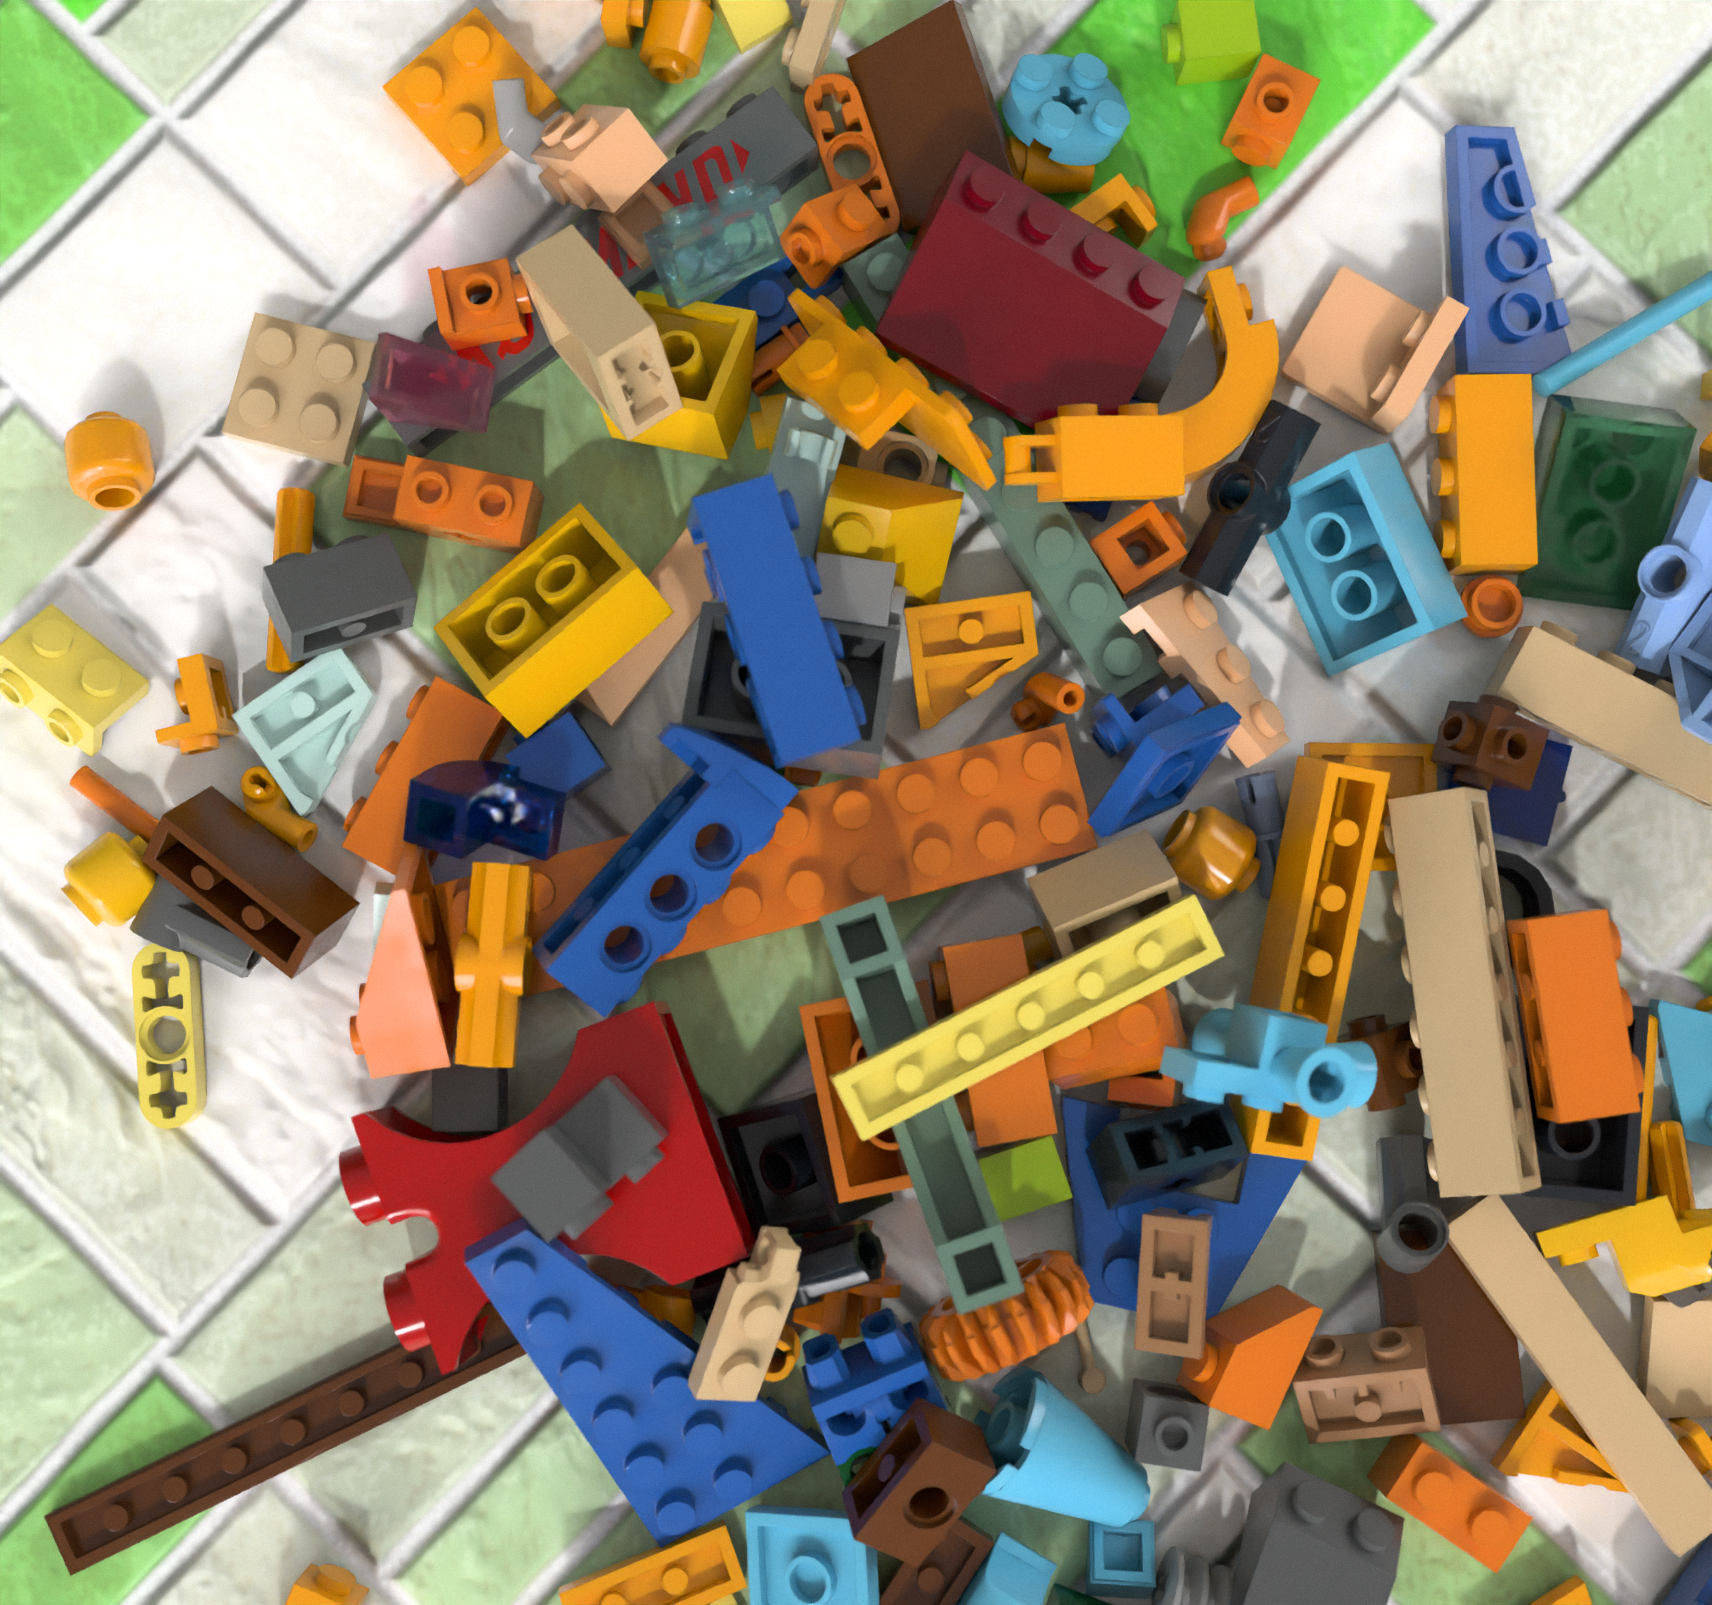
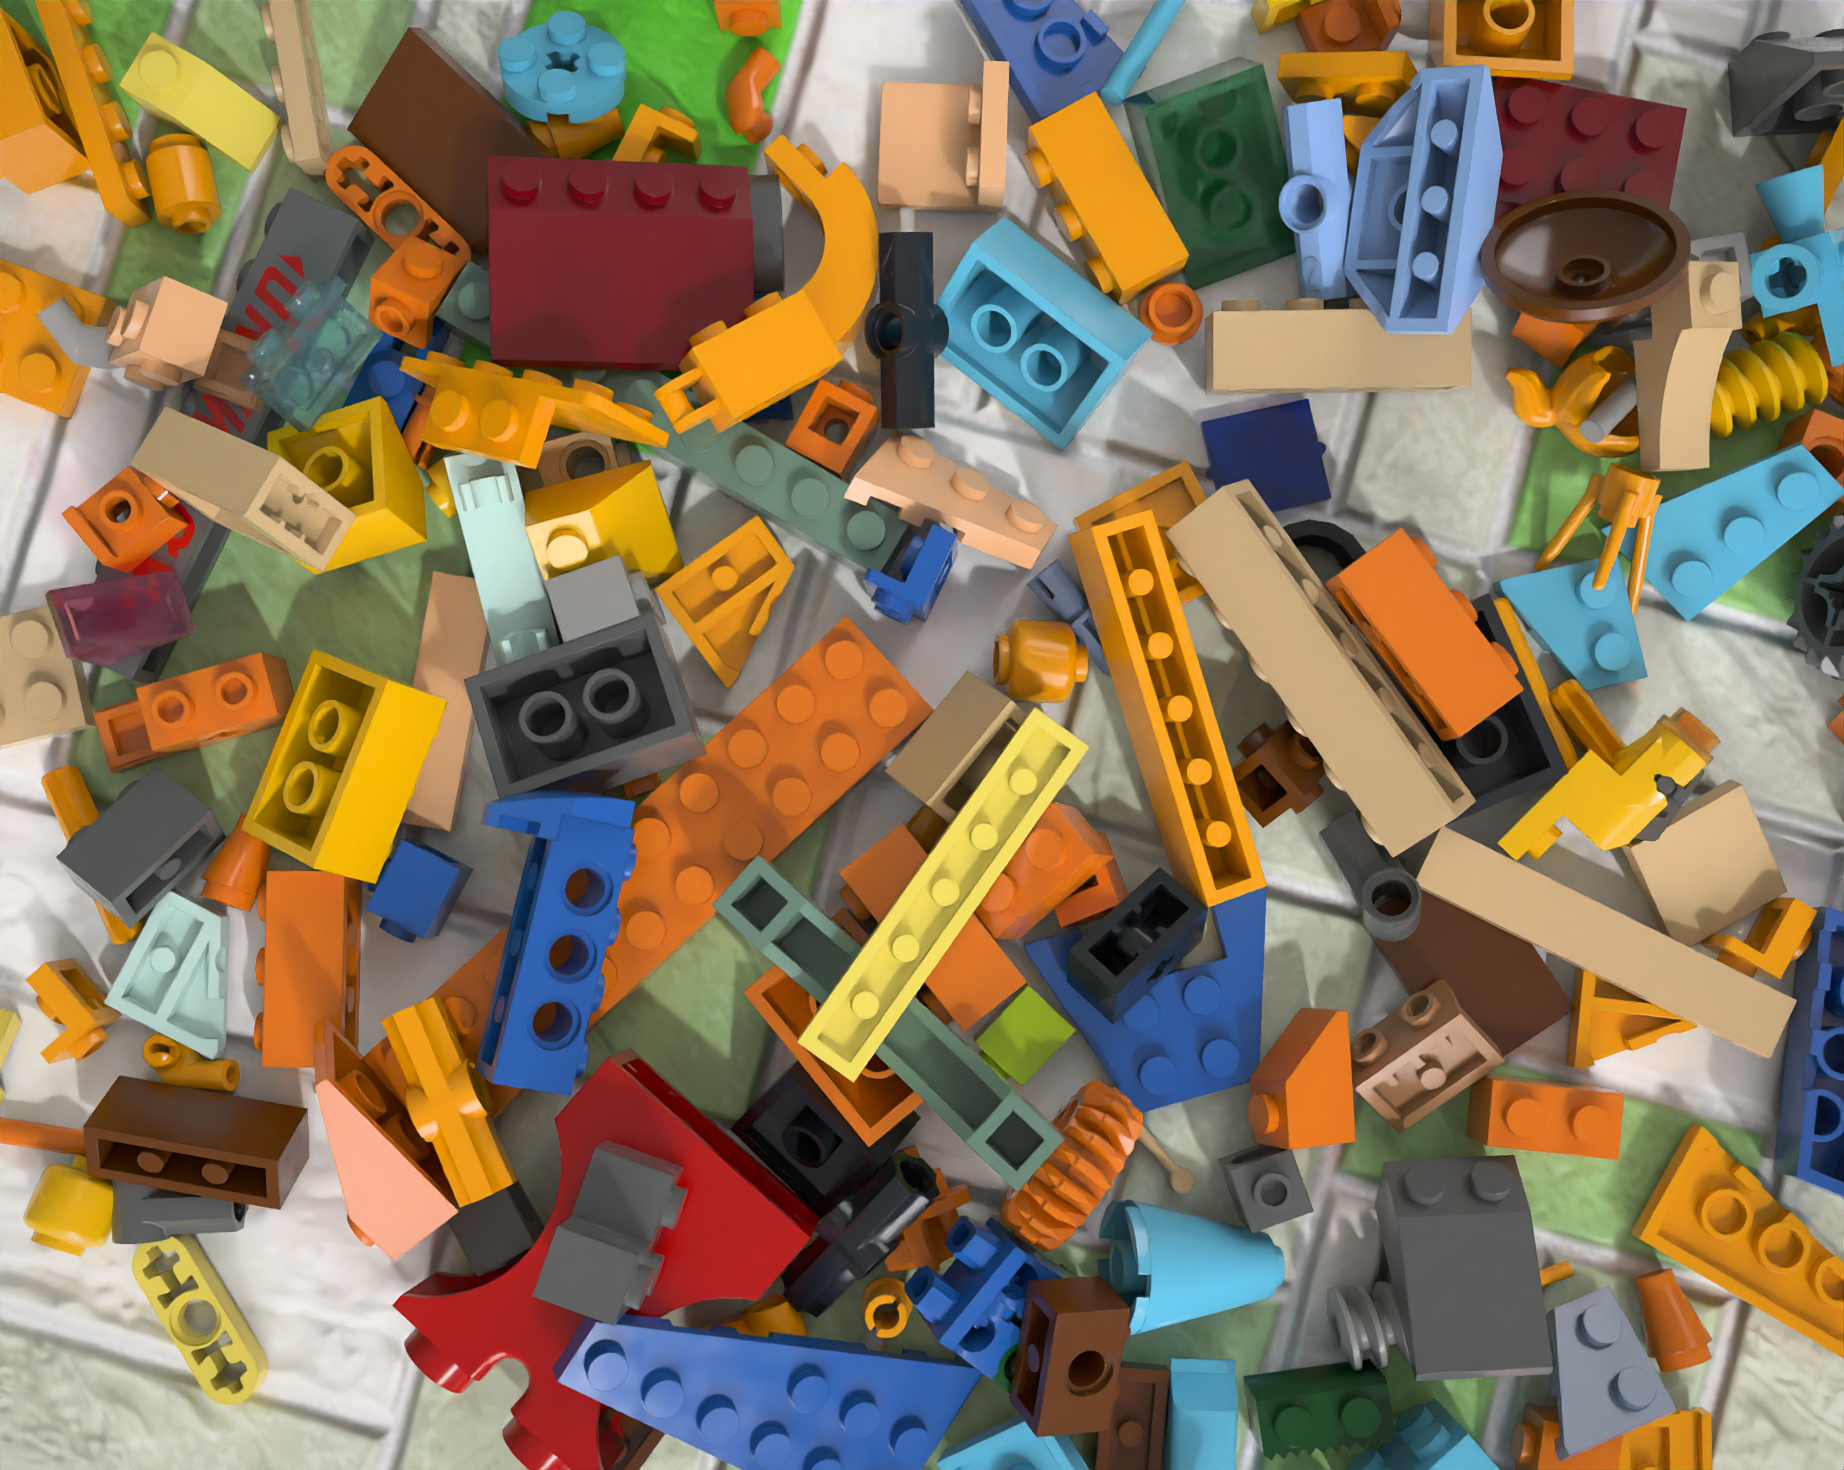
camera: 25 degrees left, 0 degrees up
(409, 660) = (237, 870): none -> orange cone
(479, 802) = (357, 966): clear blue brick -> none
(747, 1321) = (841, 1295): tan hinge -> none
(775, 619) = (530, 662): blue wedge -> none
(1043, 699) = (822, 603): orange arm -> none
(1121, 1560) = (1290, 1325): medium azure slope -> none
(1164, 769) = (954, 610): blue tile -> none
(1173, 1283) = (1200, 1059): medium nougat hinge -> none
(1272, 1061) = (1179, 817): medium azure brick -> none
(1475, 743) = (1230, 436): reddish brown brick -> none

